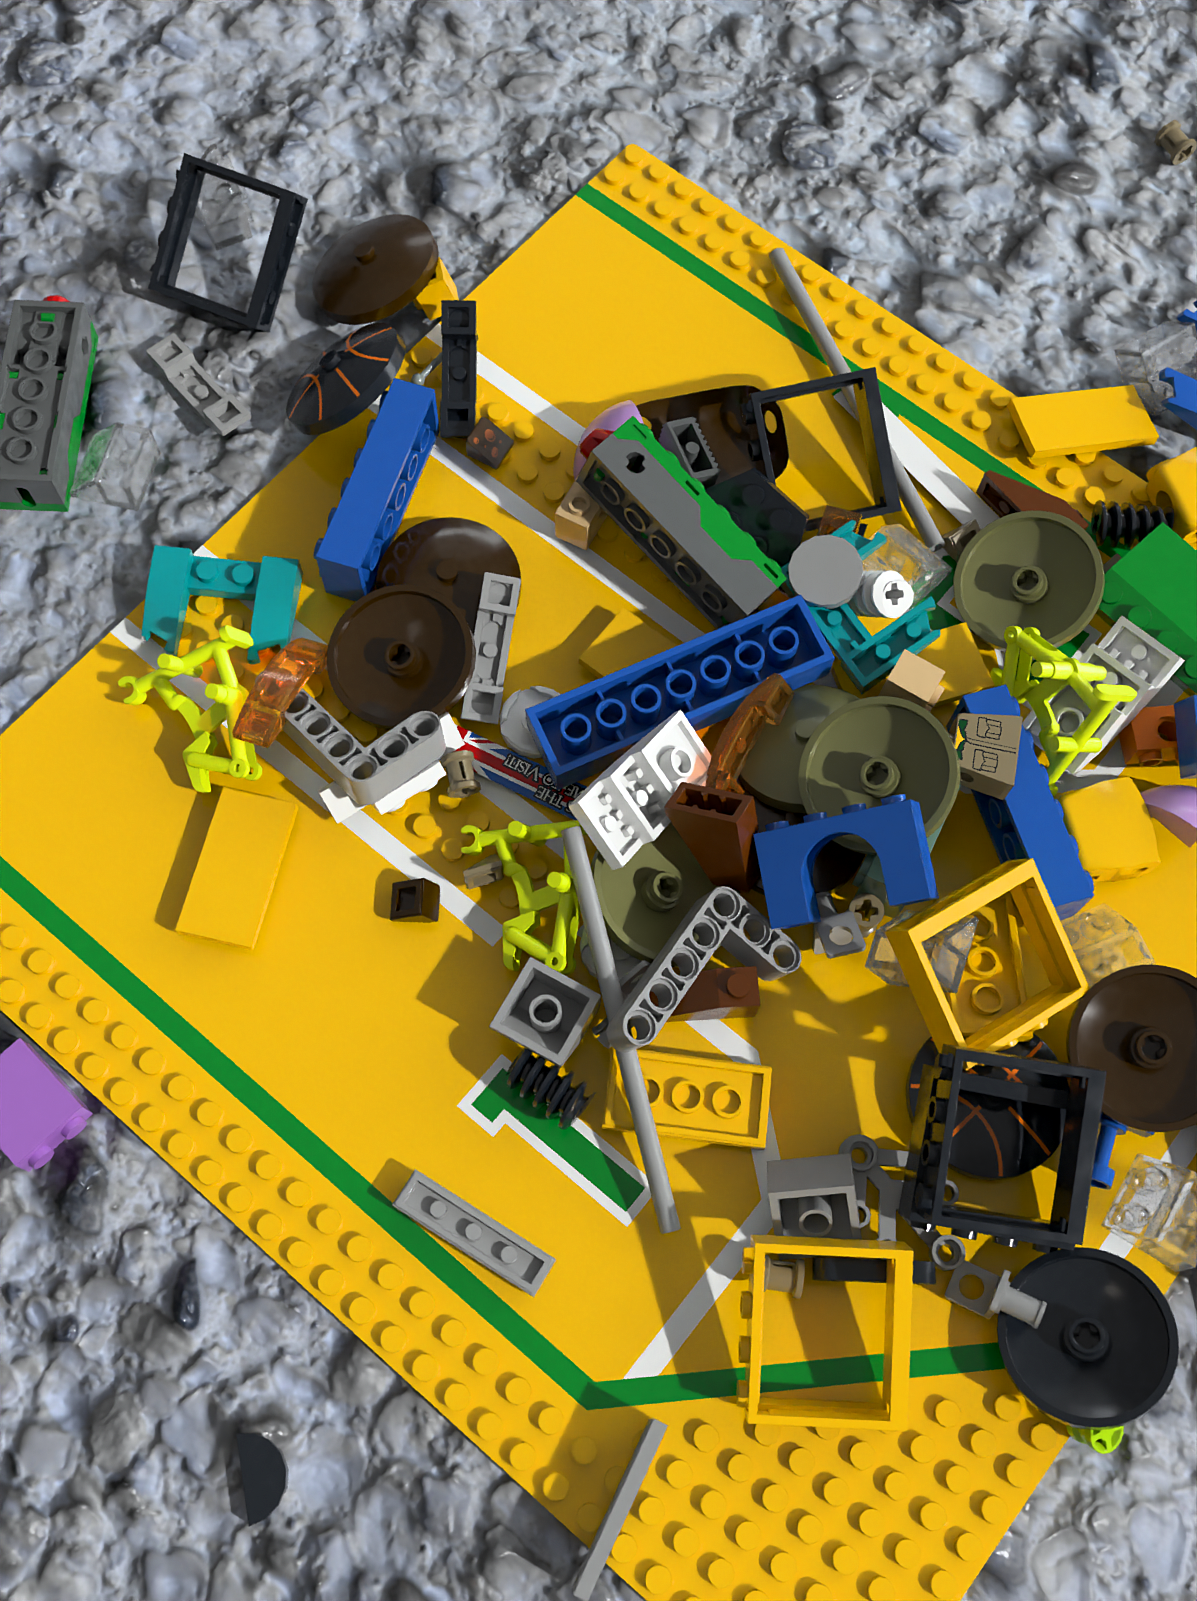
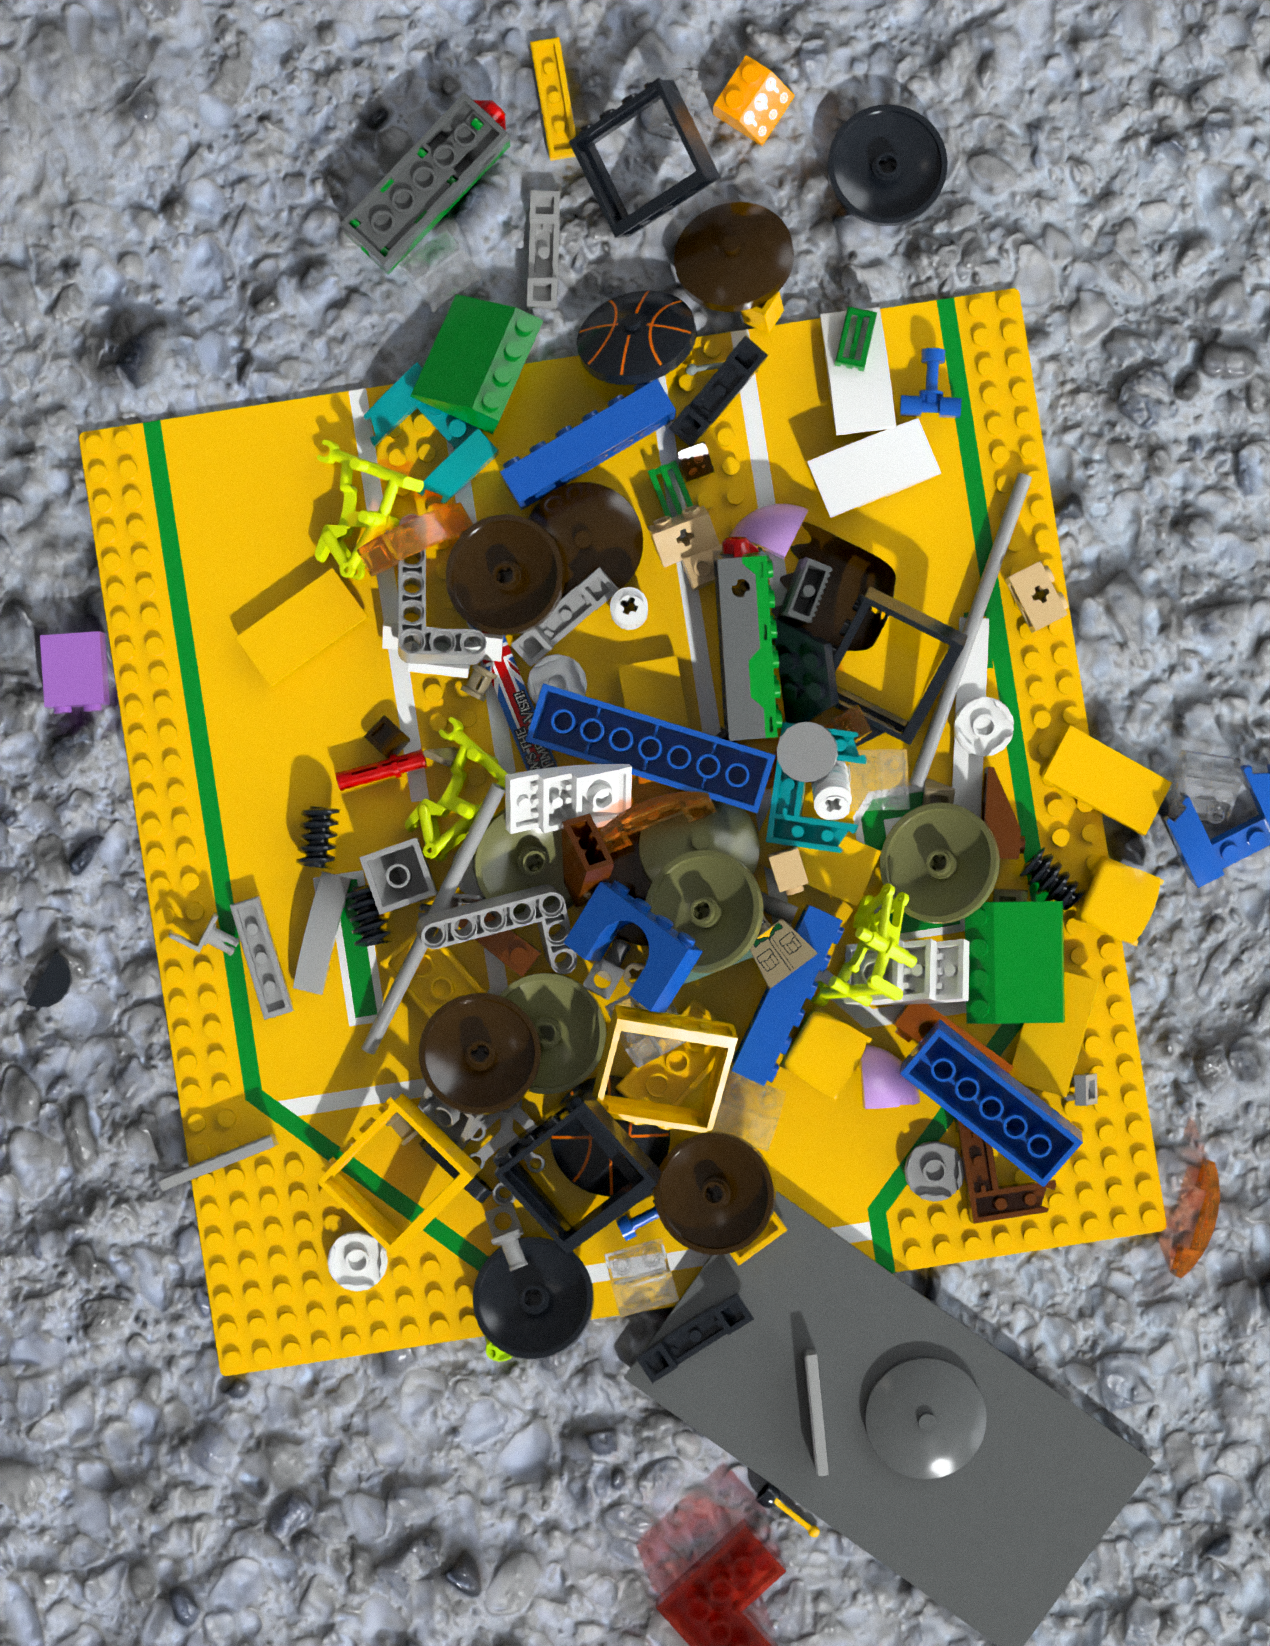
camera: 50 degrees right, 20 degrees up
(108, 278) = (554, 97): none -> yellow tile
(214, 504) = (477, 360): none -> green slope
(285, 158) = (753, 101): none -> light orange slope
(398, 1255) = (211, 936): none -> light grey bracket
(426, 1053) = (317, 837): none -> black piece
(430, 941) = (383, 769): none -> red pin
(442, 124) = (887, 165): none -> black dish
(496, 480) = (663, 470): none -> green tile
(516, 1152) = (321, 933): none -> light grey slope
(528, 518) = (699, 535): none -> tan brick
(544, 593) = (623, 598): none -> white piece
(547, 262) = (851, 361): none -> green tile
(564, 275) = (858, 398): none -> white slope
(642, 251) = (931, 399): none -> blue bar
(647, 334) = (874, 467): none -> white slope
(794, 1117) = (479, 1054): none -> dark brown dish
(834, 1045) = (568, 1028): none -> olive dish
(867, 1478) = (357, 1261): none -> white tile
(880, 326) = (1023, 586): none -> tan brick
(942, 458) = (983, 726): none -> white tile

